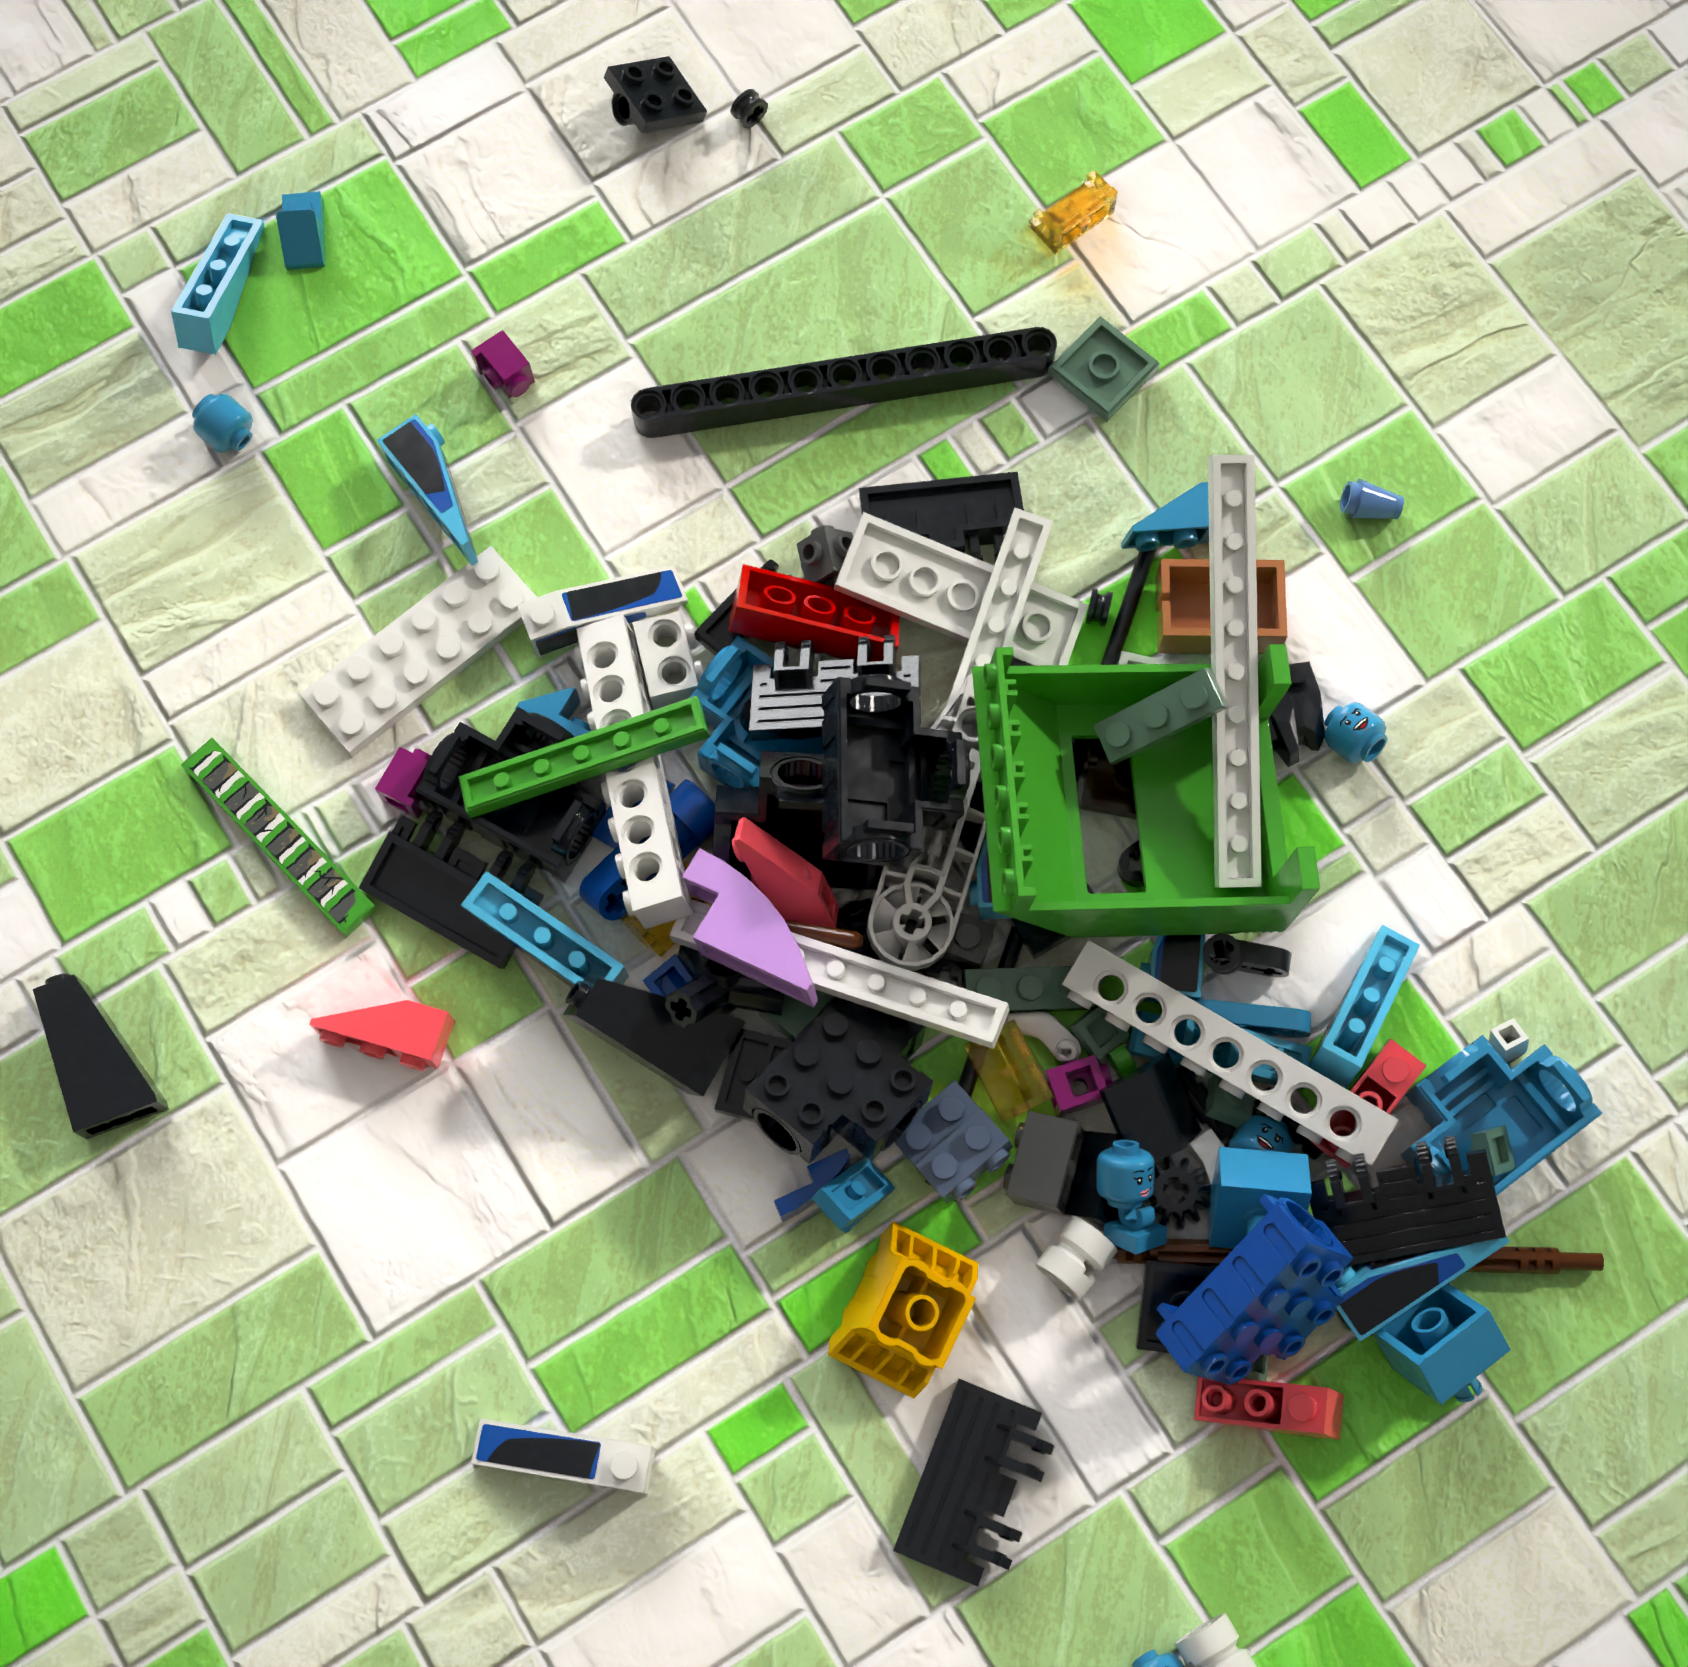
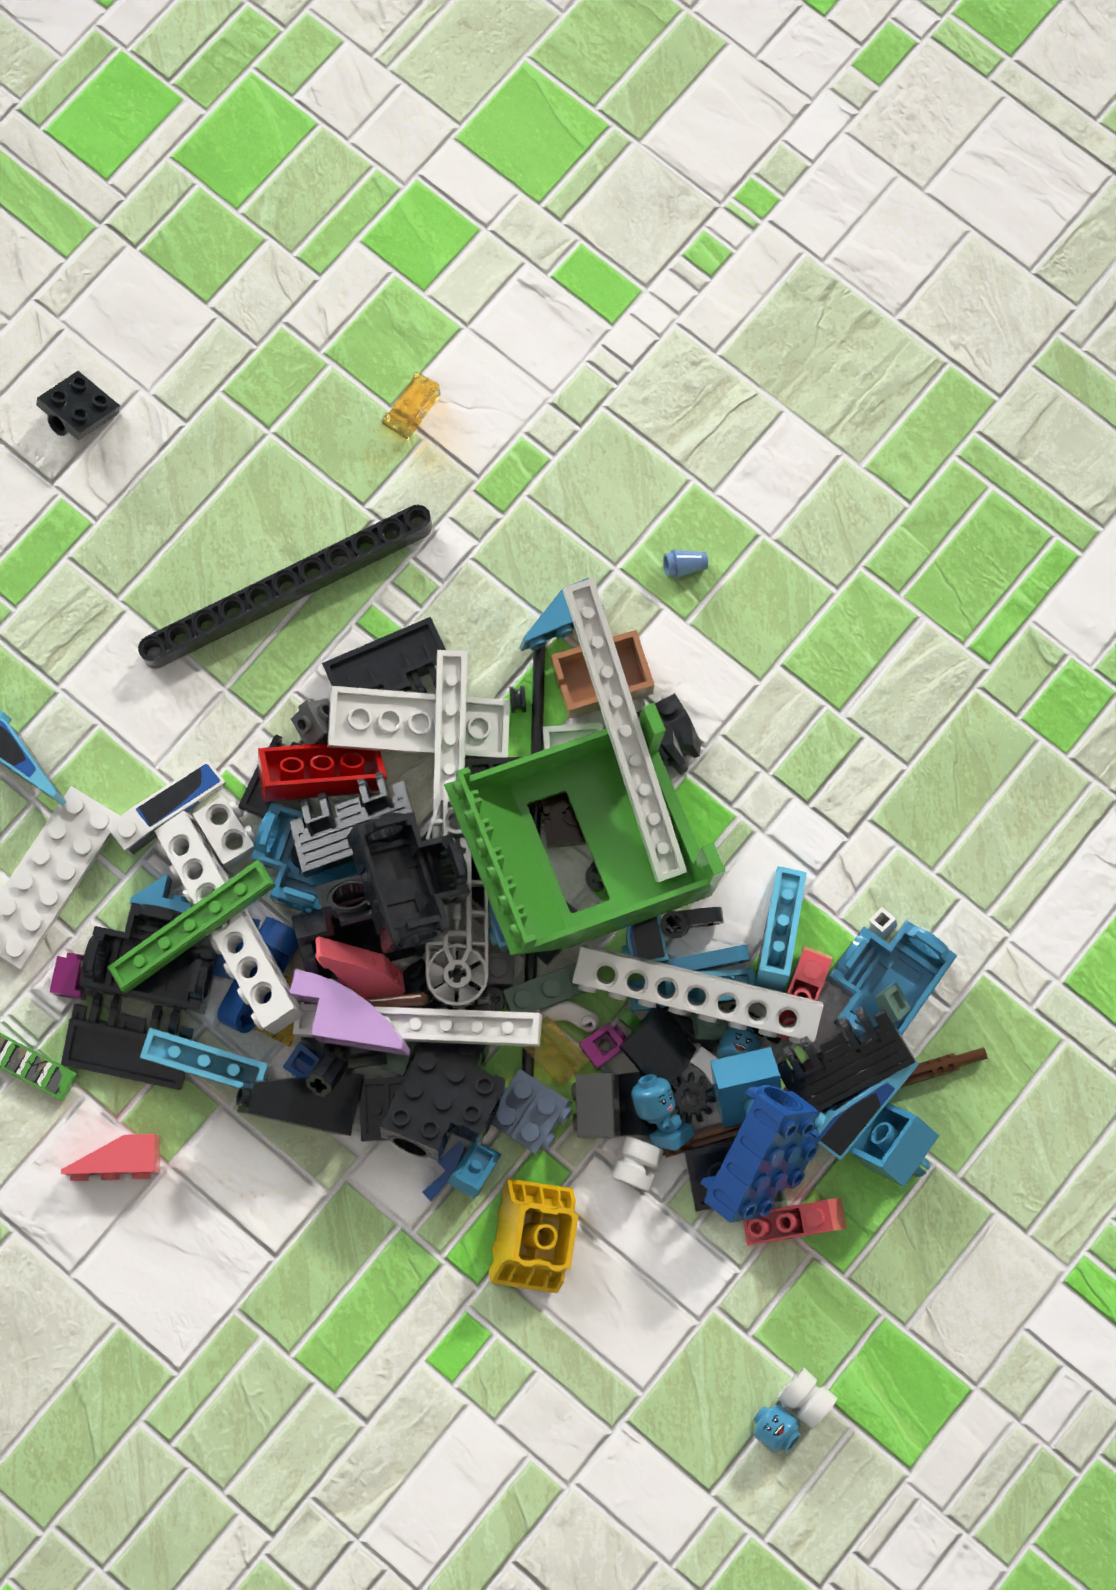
camera: 20 degrees left, 5 degrees up
(503, 365) = (35, 648): magenta brick -> none
(564, 1455) = (334, 1409): slope -> none
(749, 108) = (150, 395): black bush -> none
(965, 1481) = (608, 1336): black hinge -> none
(1096, 1033) = (605, 1007): sand green plate -> none
(1103, 368) = (468, 519): sand green plate -> none
(1160, 716) = (583, 776): sand green plate -> none
(1355, 733) = (721, 736): dark azure head -> none

